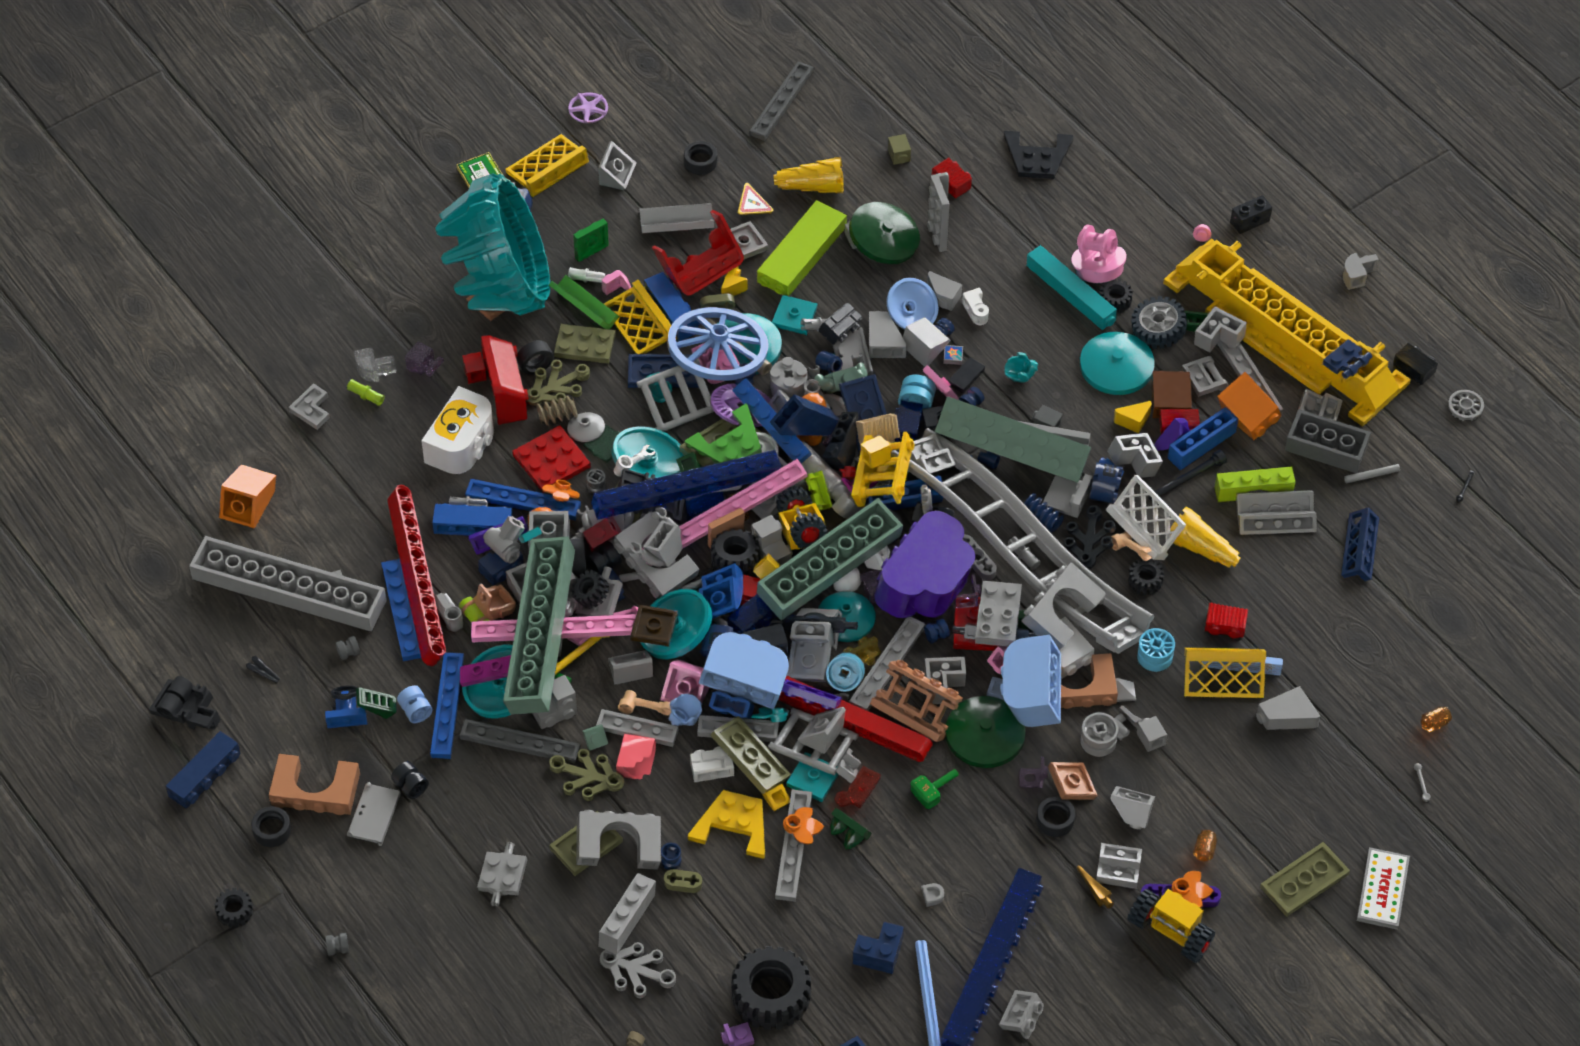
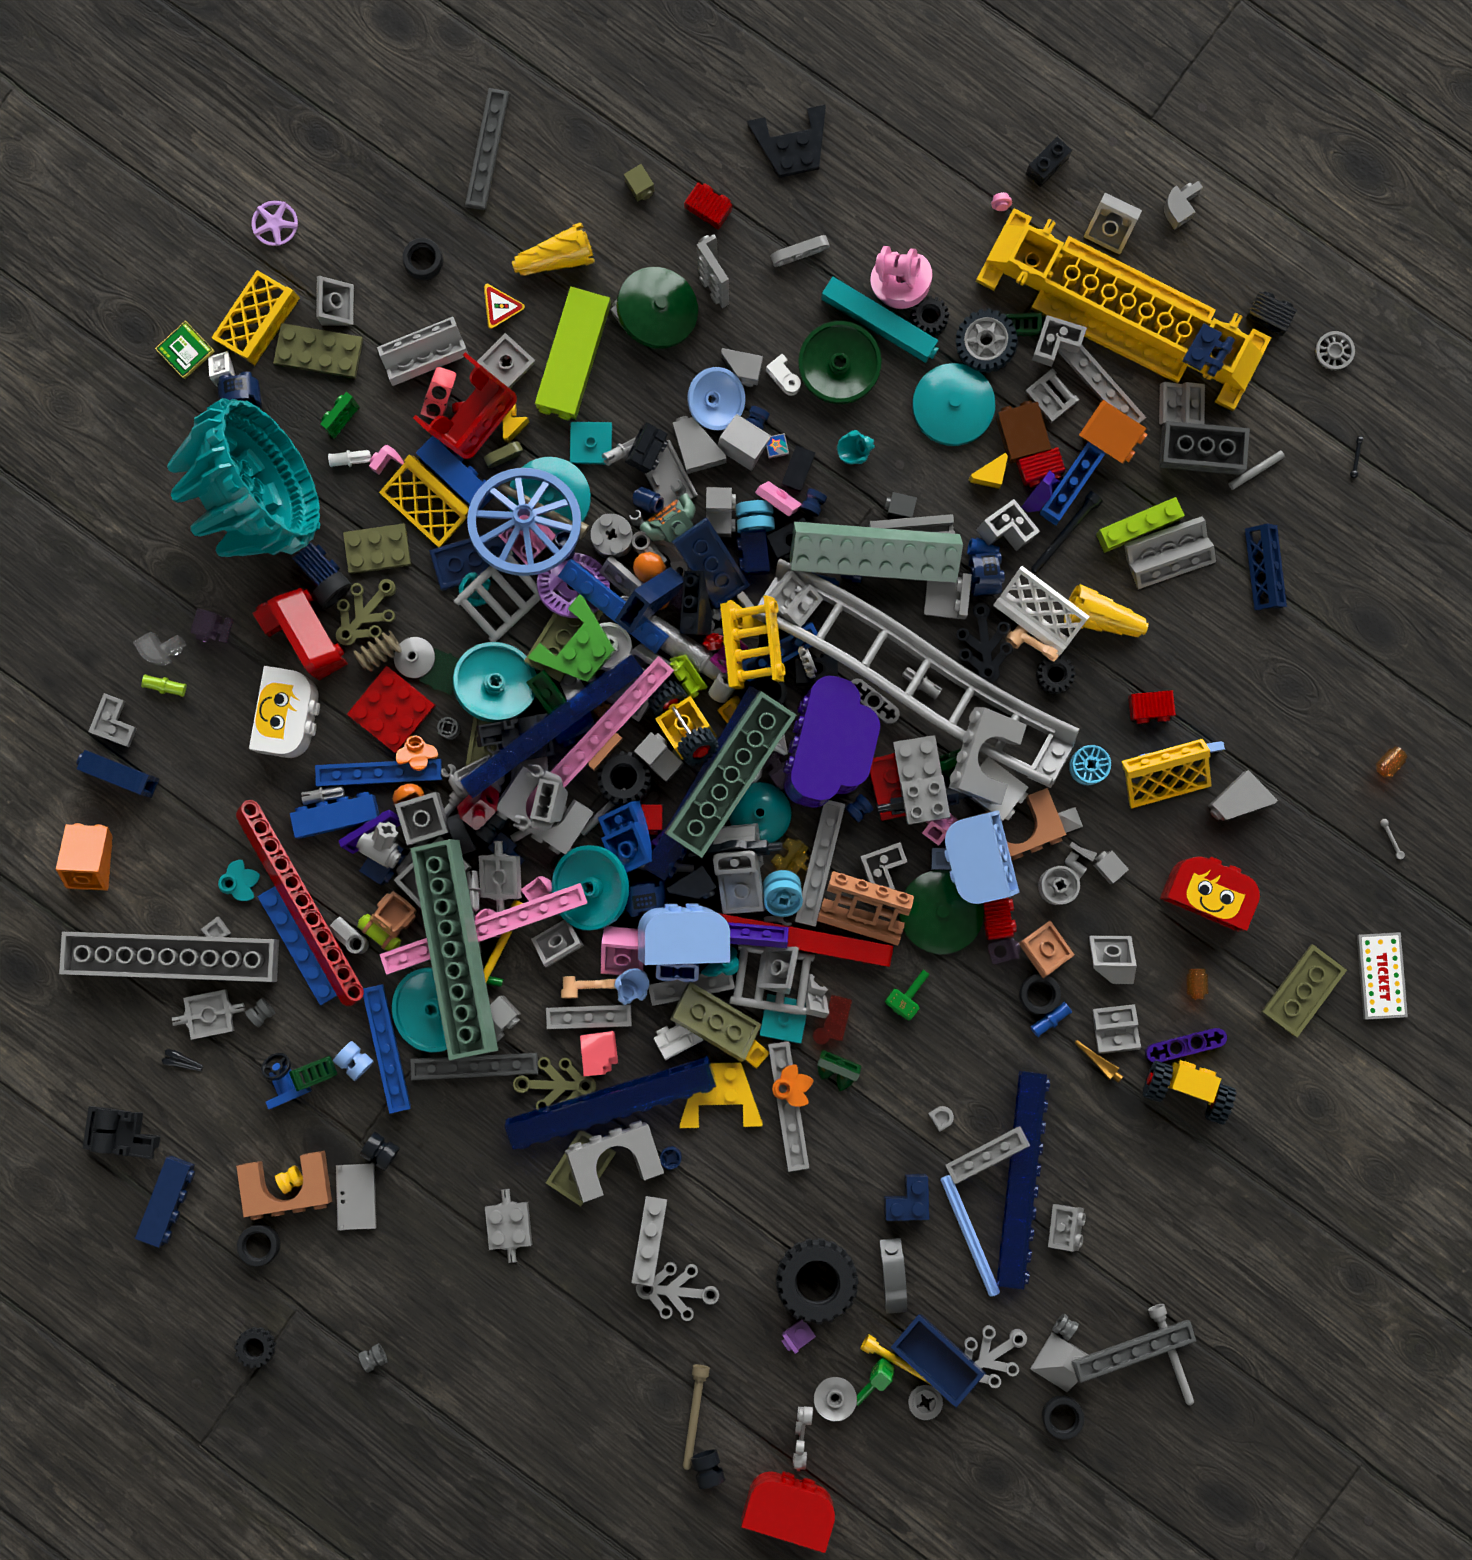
camera: 15 degrees left, 30 degrees up
(302, 442) = (117, 773): none -> dark blue slope
(302, 638) = (208, 1014): none -> light grey plate
(315, 781) = (290, 1179): none -> yellow wheel
(371, 549) = (242, 881): none -> teal plate
(484, 671) = (412, 1005): magenta plate -> none
(526, 333) = (314, 564): none -> dark blue brick
(530, 535) = (406, 839): teal tile -> none
(585, 302) = (359, 498): bright green fence -> none
(589, 198) = (318, 350): none -> olive plate
(595, 595) = (497, 870): black tyre -> none
(595, 737) = (550, 1042): sand green plate -> none
(626, 462) = (478, 712): white brick -> none
(632, 794) = (610, 1103): none -> clear blue brick
(654, 625) = (571, 905): dark brown tile -> none
(683, 881) = (692, 1184): olive beam -> none
(686, 248) = (445, 379): none -> coral piece
(765, 566) = (666, 792): yellow brick -> none
(843, 1008) = (893, 1276): none -> dark grey arch
(876, 452) = (742, 630): yellow brick -> none
(883, 426) = (729, 582): tan brick -> none
(890, 379) = (719, 508): none -> light grey brick
(965, 927) = (987, 1155): none -> light grey plate
(976, 591) = (889, 754): clear purple bracket -> none
(1006, 226) = (800, 250): none -> light grey beam
(1026, 306) = (839, 362): none -> dark green dish
(1035, 745) = (998, 919): none -> red brick
(1044, 515) = (928, 630): dark blue piece -> none
(1059, 840) = (1051, 1019): none -> blue pin
(1194, 889) = (1200, 1041): orange plate -> none
(1238, 771) = (1213, 891): none -> red brick
(1293, 269) = (1112, 223): none -> light grey slope

